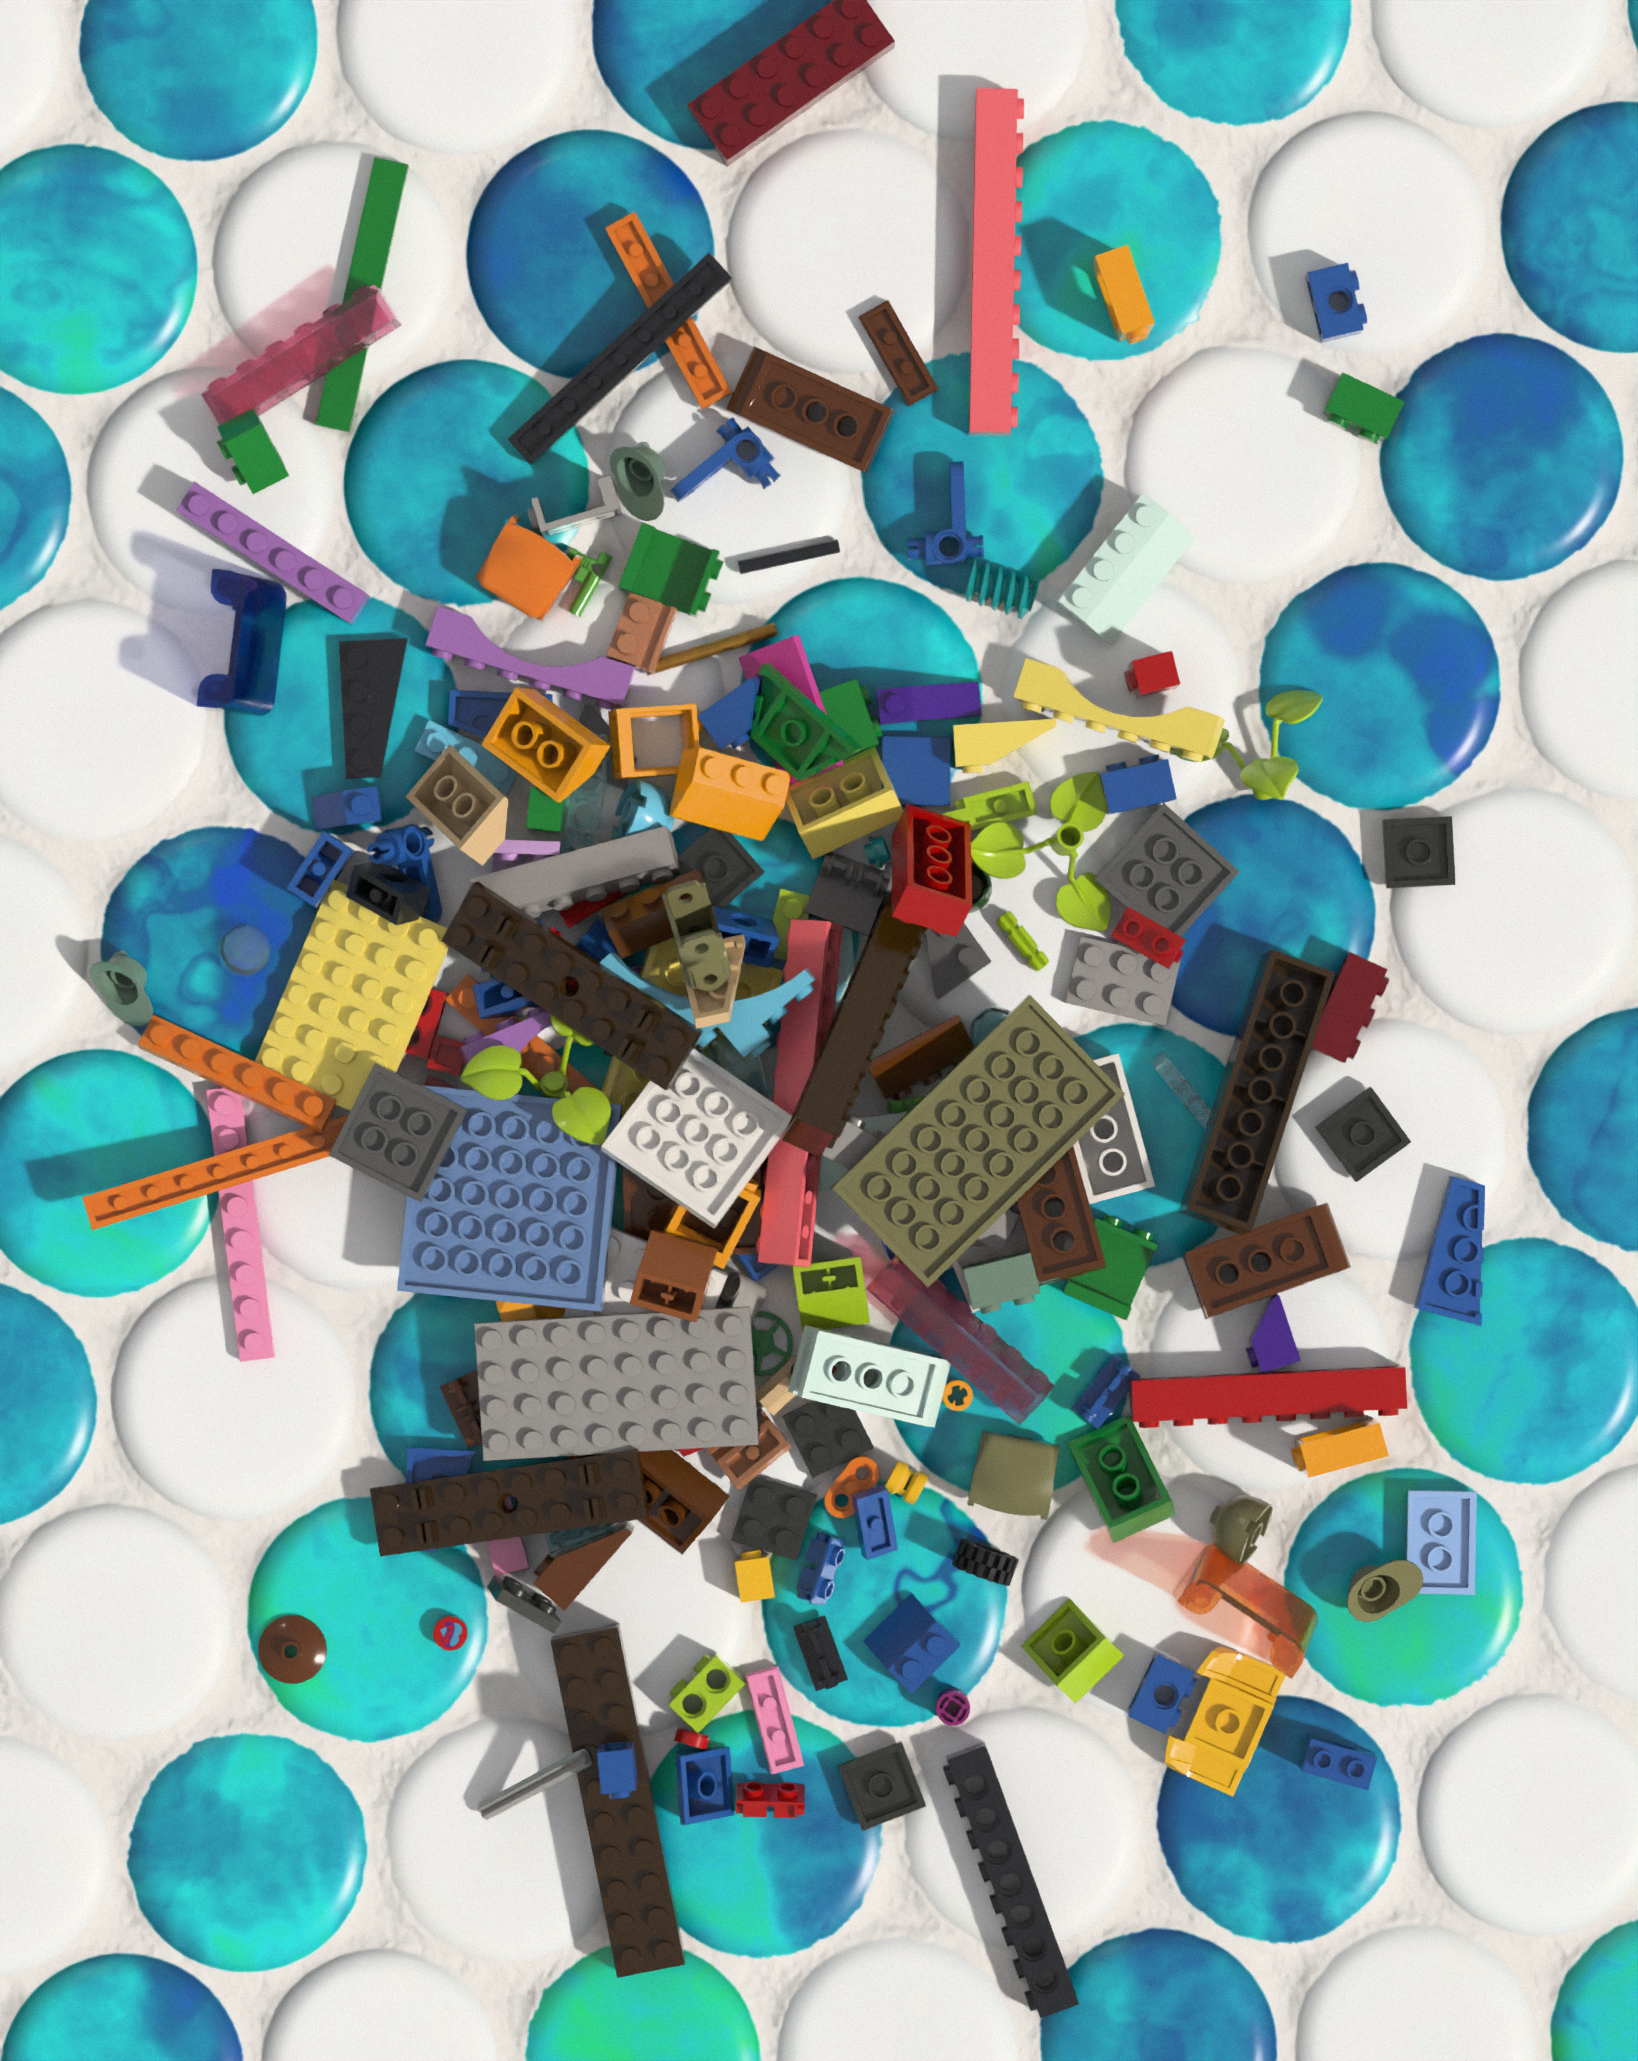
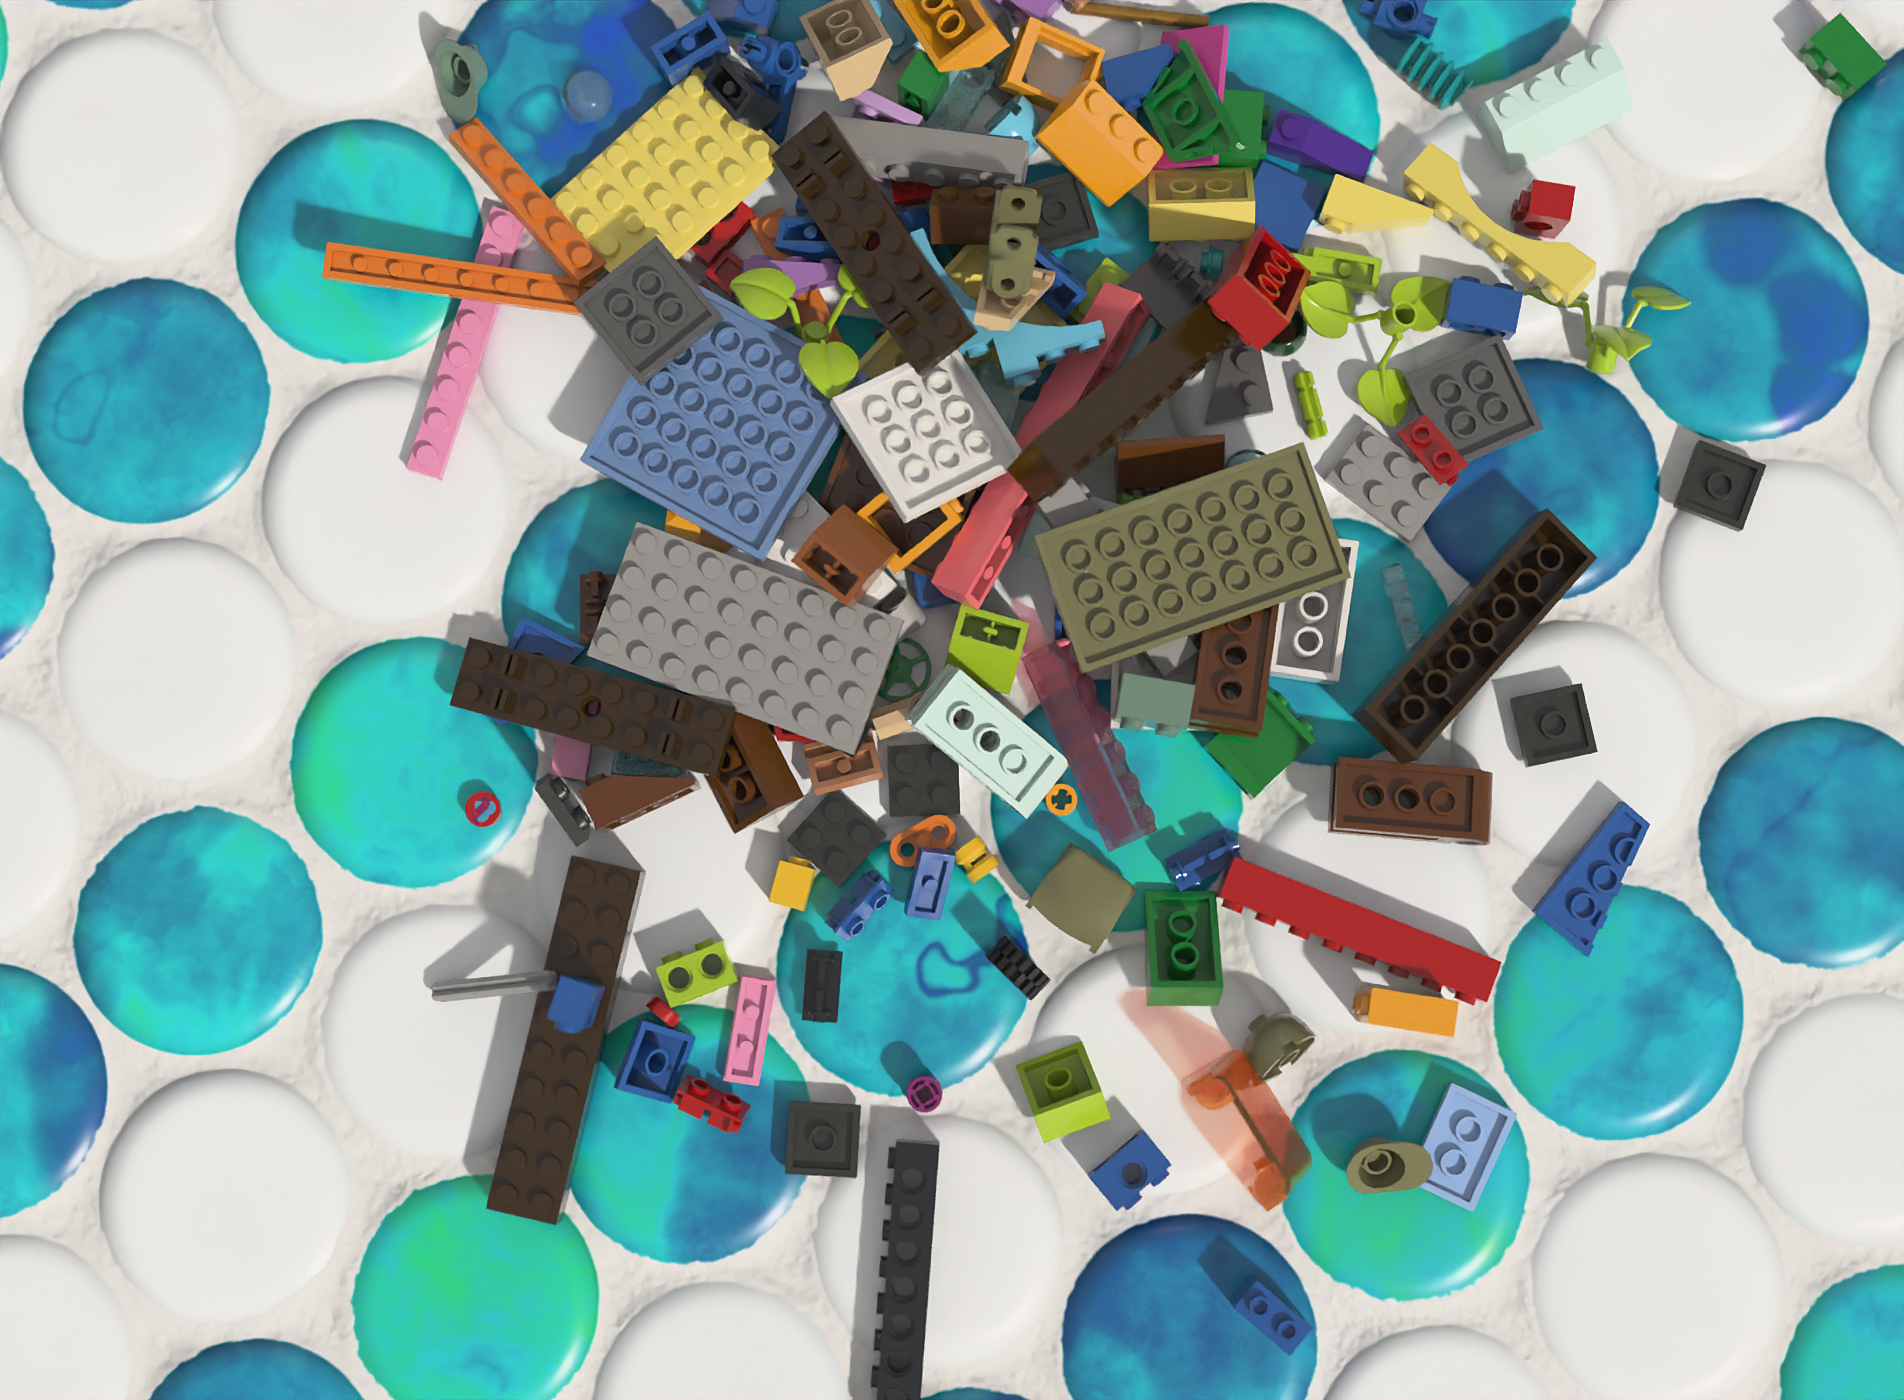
camera: 25 degrees right, 5 degrees down
(304, 1636) = (346, 762): reddish brown dish -> none
(912, 1643) = (913, 1015): blue slope -> none
(1226, 1720) = (1180, 1226): yellow piece -> none
(1272, 1339) = (1384, 879): dark purple slope -> none
(1349, 1007) = (1592, 600): dark red brick -> none

